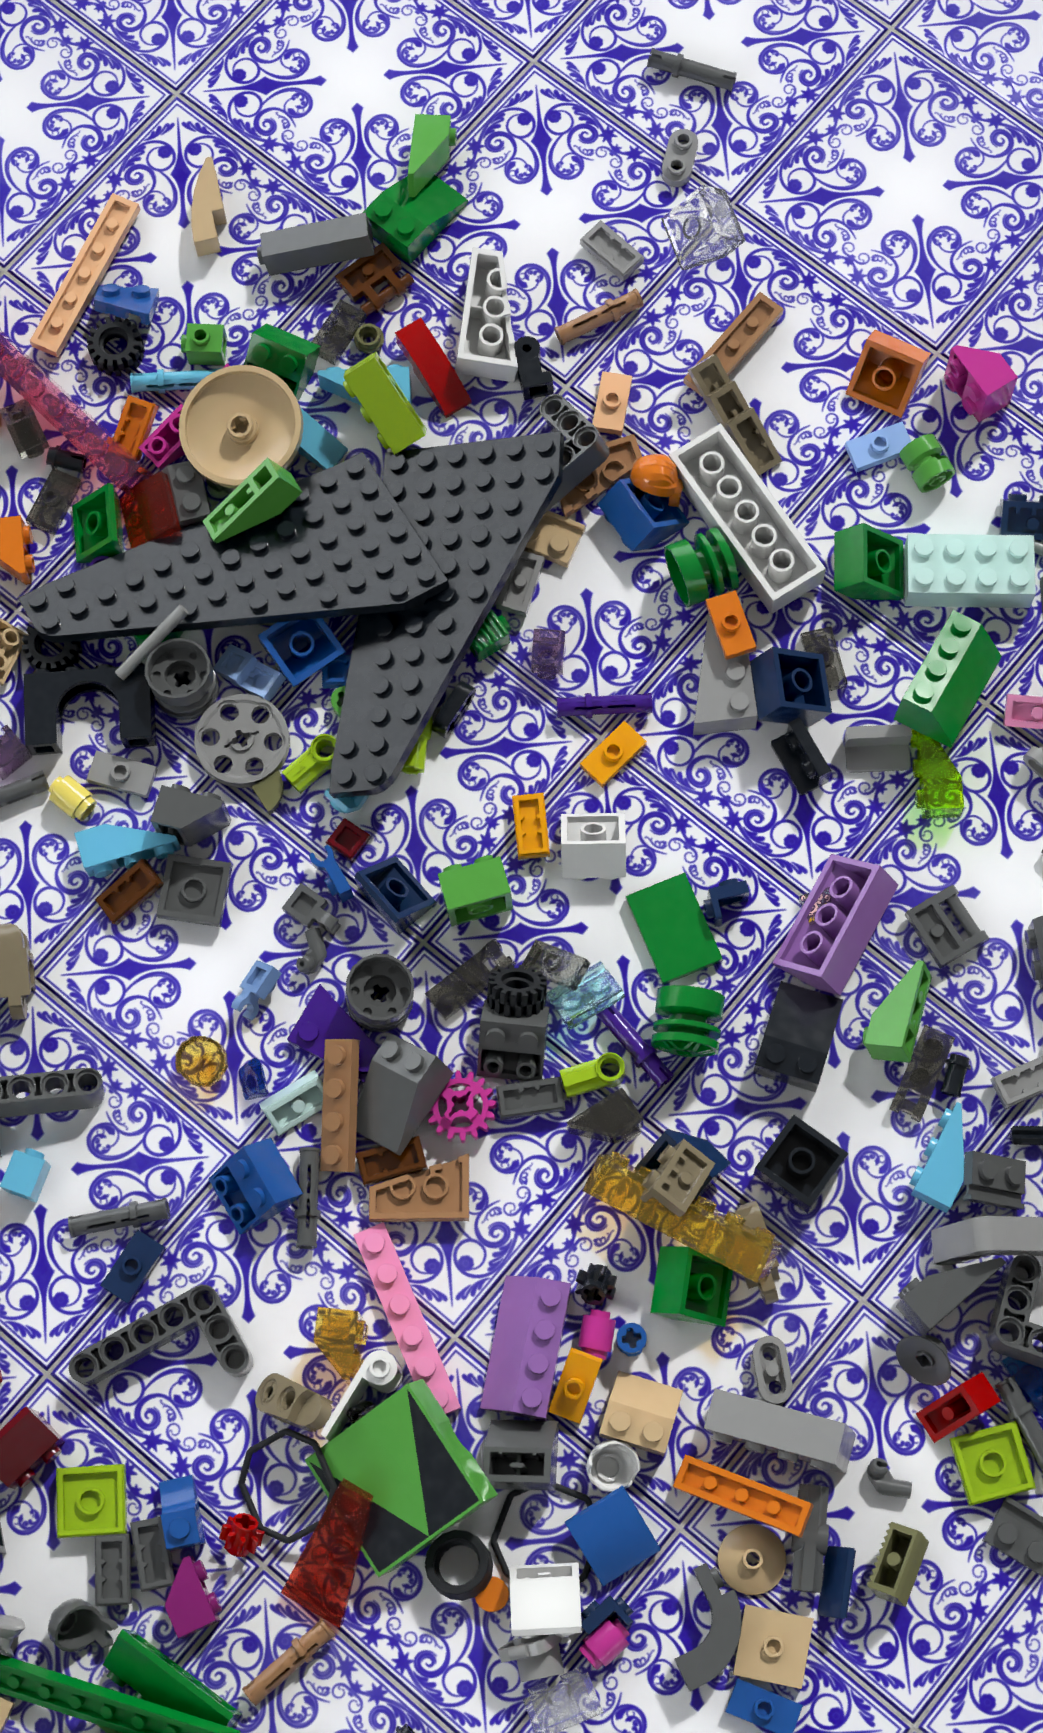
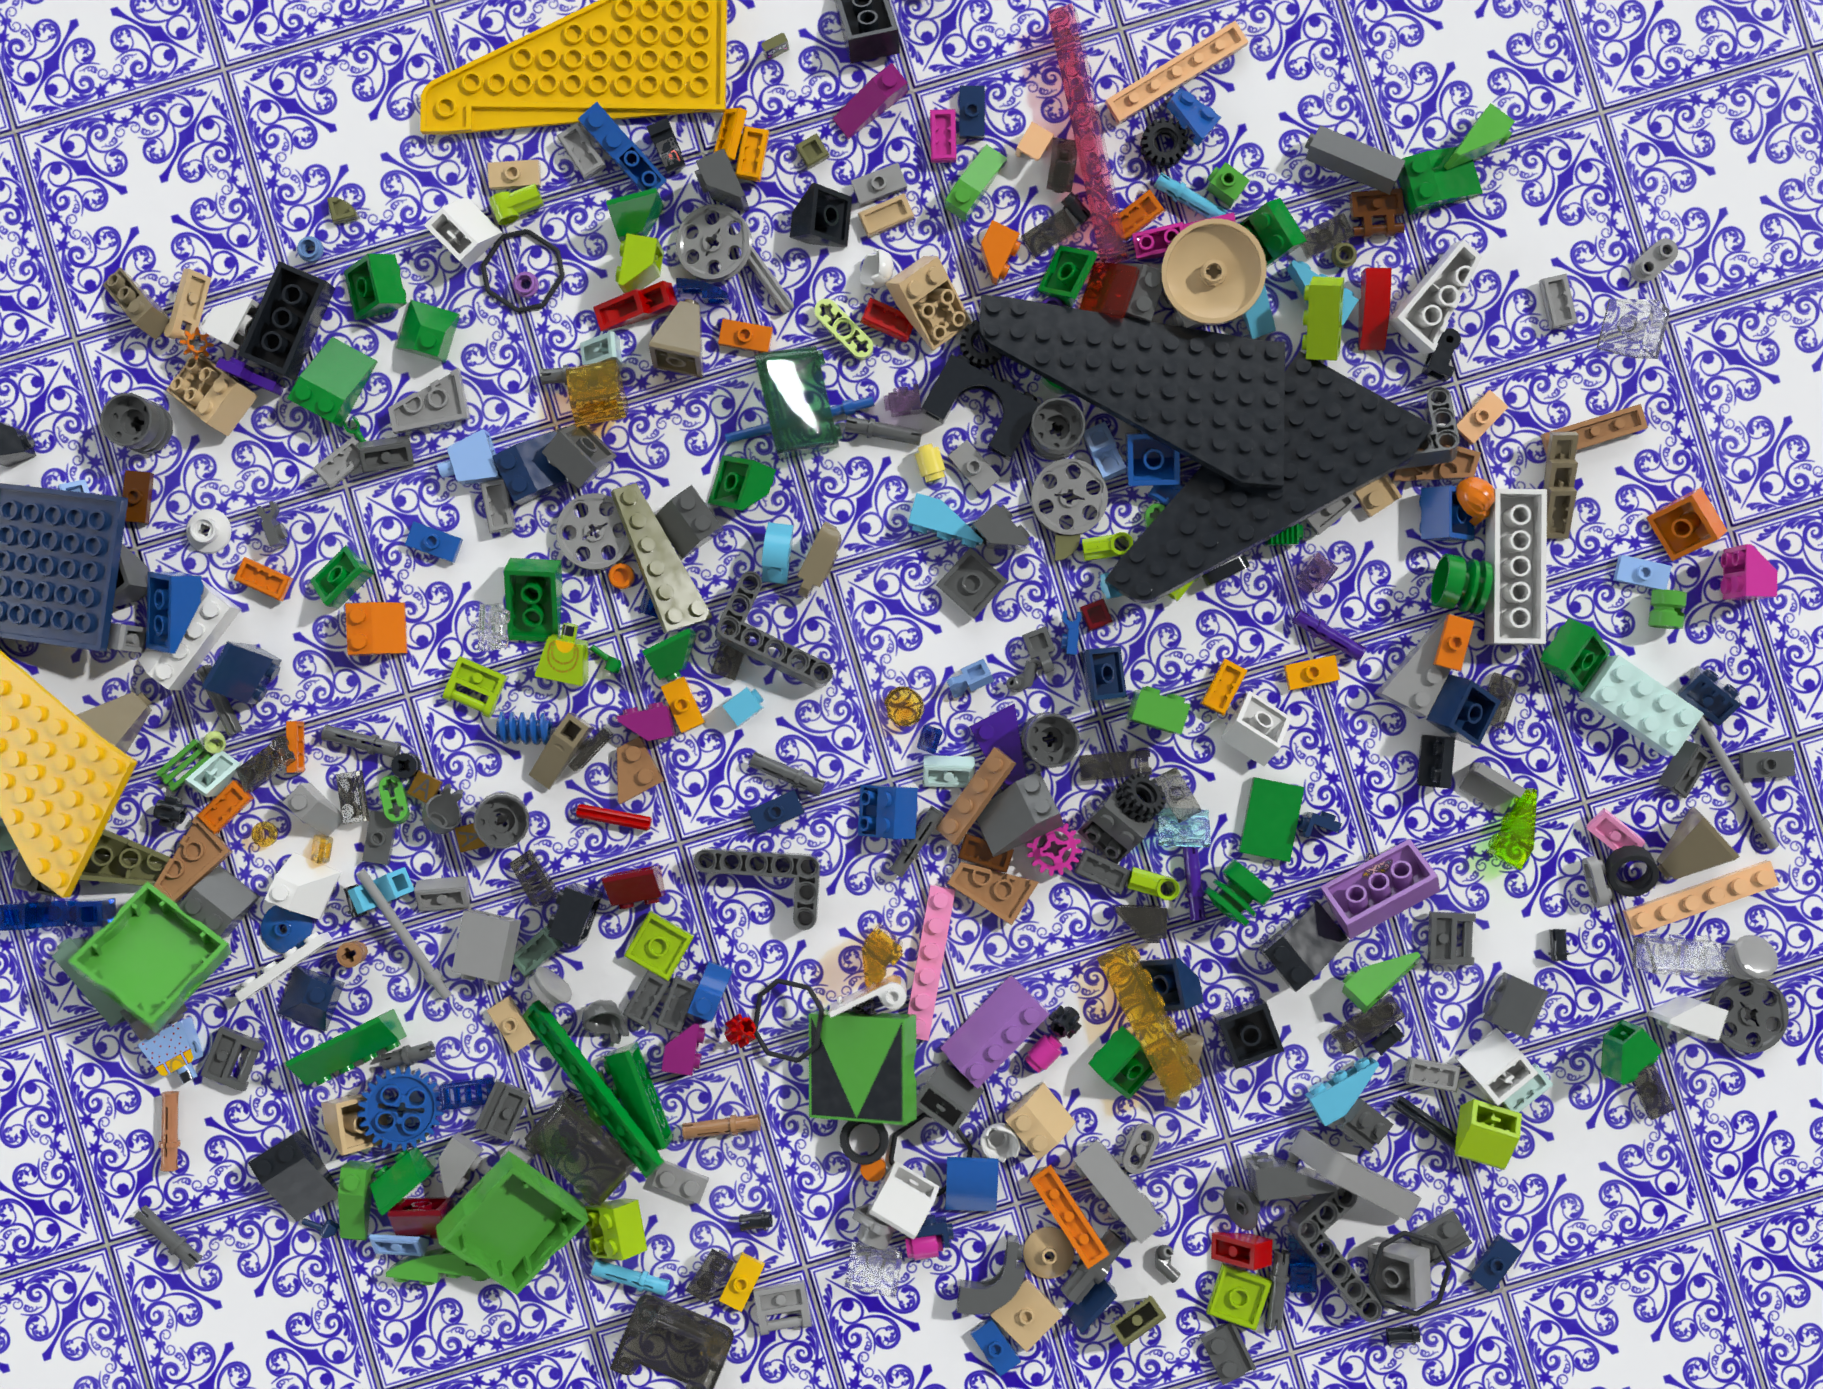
camera: 30 degrees right, 15 degrees up
(129, 891) = (928, 556): reddish brown plate -> none
(151, 642) = (1052, 392): light grey bar -> none
(207, 210) = (1294, 79): tan slope -> none
(255, 500) = (1188, 335): bright green slope -> none
(292, 1403) = (824, 973): dark tan piece -> none
(330, 1559) = (788, 1083): clear red wing -> none
(575, 1385) = (1010, 1076): light orange plate -> none
(610, 311) = (1545, 350): medium nougat pin -> none
(625, 1347) = (1067, 1078): blue bush -> none
(678, 1177) = (1163, 998): dark tan bracket -> none
(691, 69) = (1713, 201): dark grey pin -> none
(949, 680) = (1572, 775): green slope -> none

